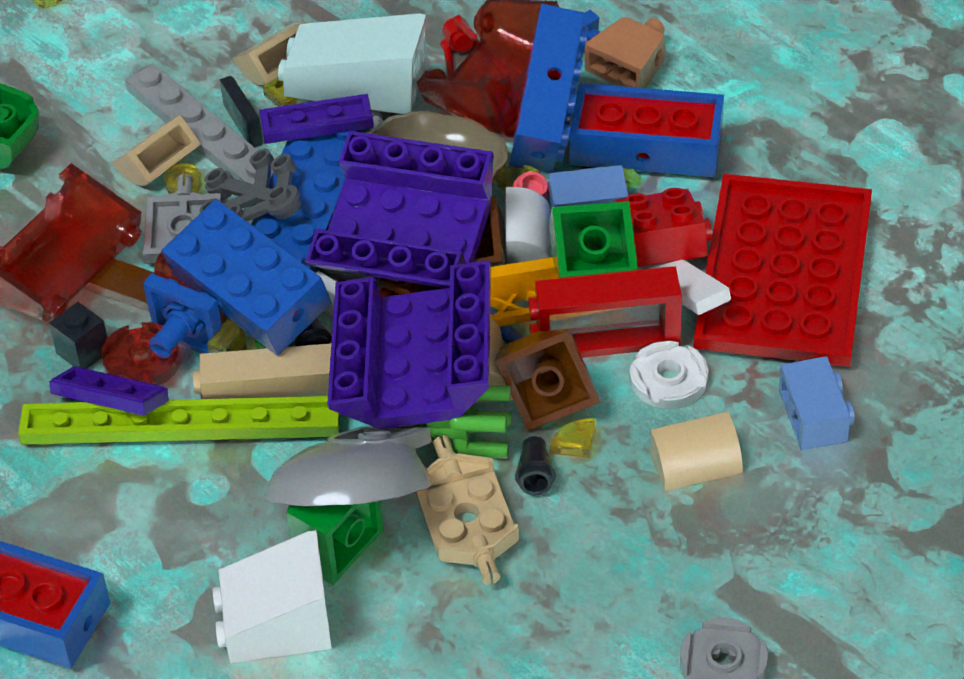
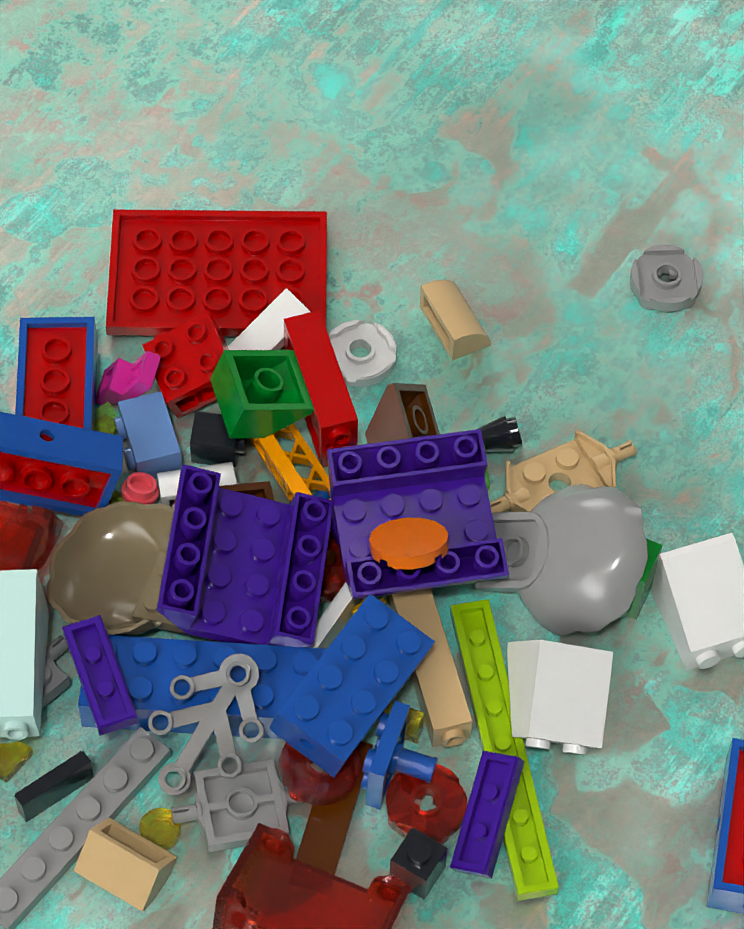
camera: 105 degrees left, 10 degrees up
(211, 452) = (558, 694): none -> white slope
(374, 319) = (409, 542): none -> orange tile
(575, 439) = (451, 412): clear yellow tile -> none
(651, 176) = (127, 380): none -> dark pink slope
(815, 403) = (383, 236): medium blue brick -> none

